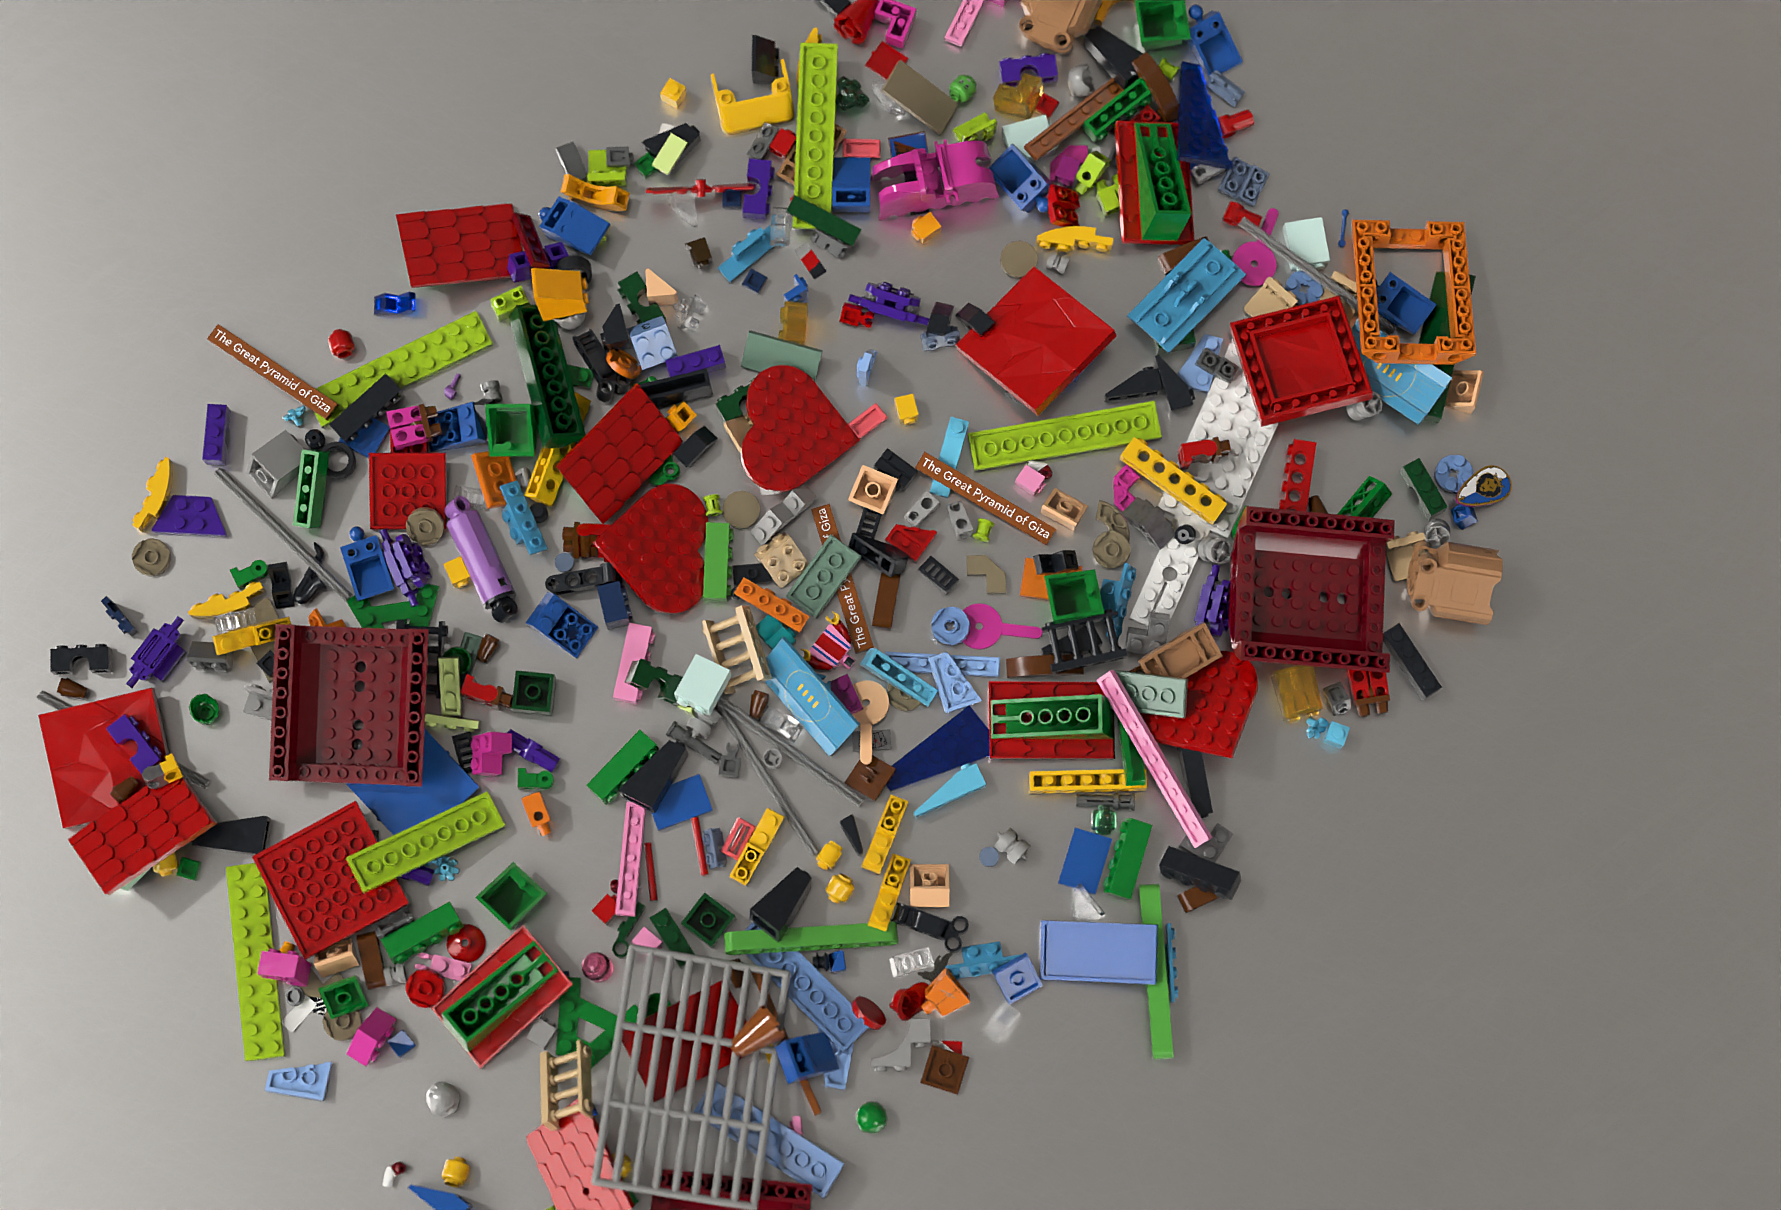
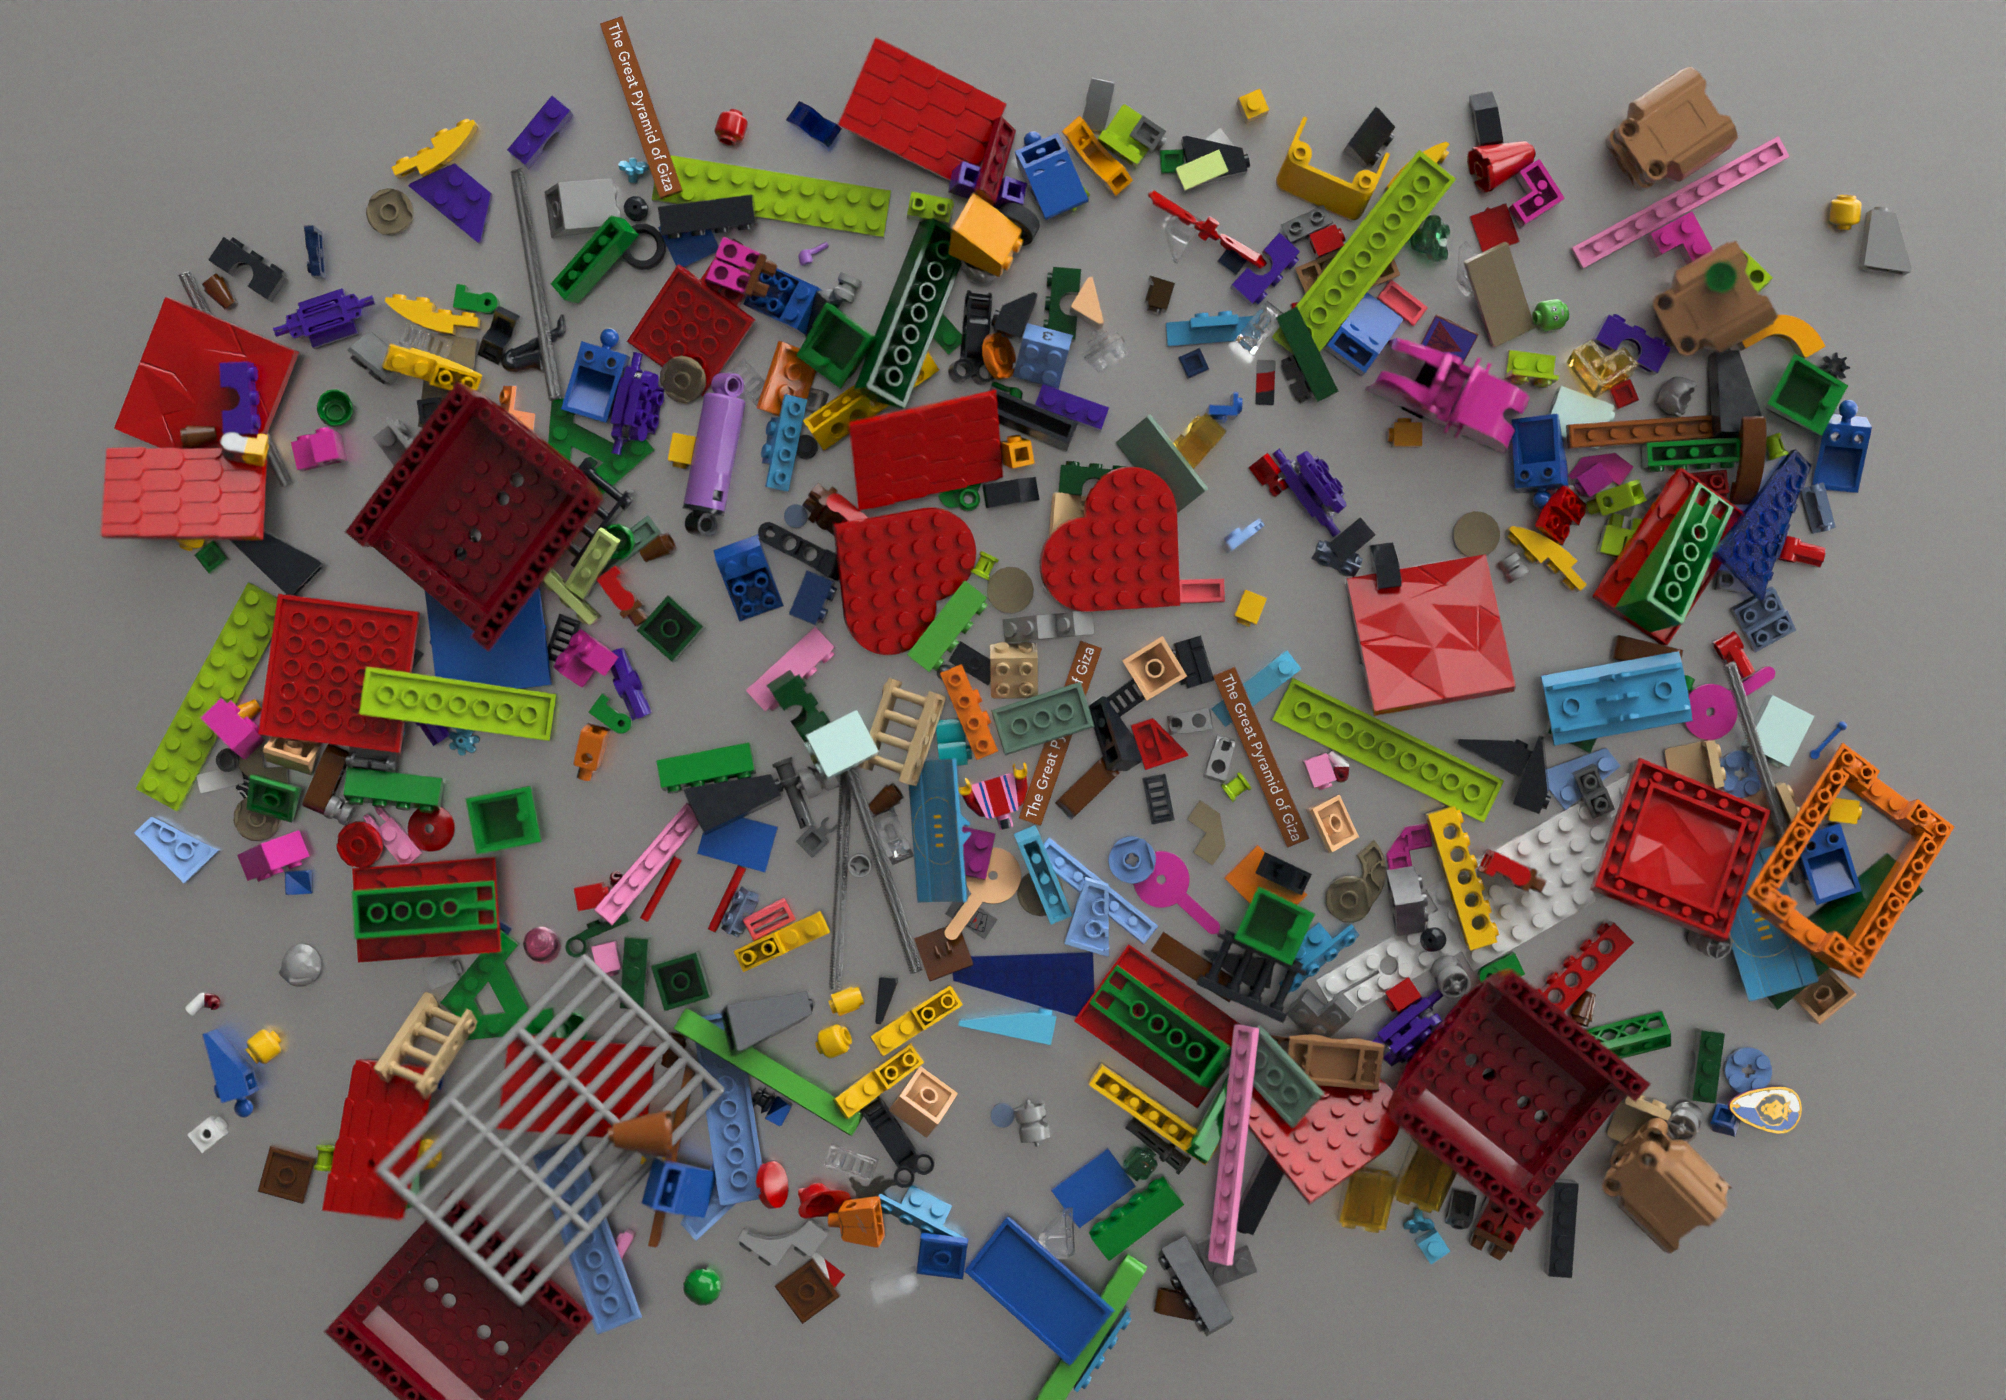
camera: 35 degrees right, 10 degrees up
(213, 745) = (318, 449): none -> dark pink brick
(1193, 585) = (1402, 996): none -> red brick
(1269, 734) = (1367, 1199): none -> clear yellow slope
(1386, 263) = (1844, 811): none -> yellow brick

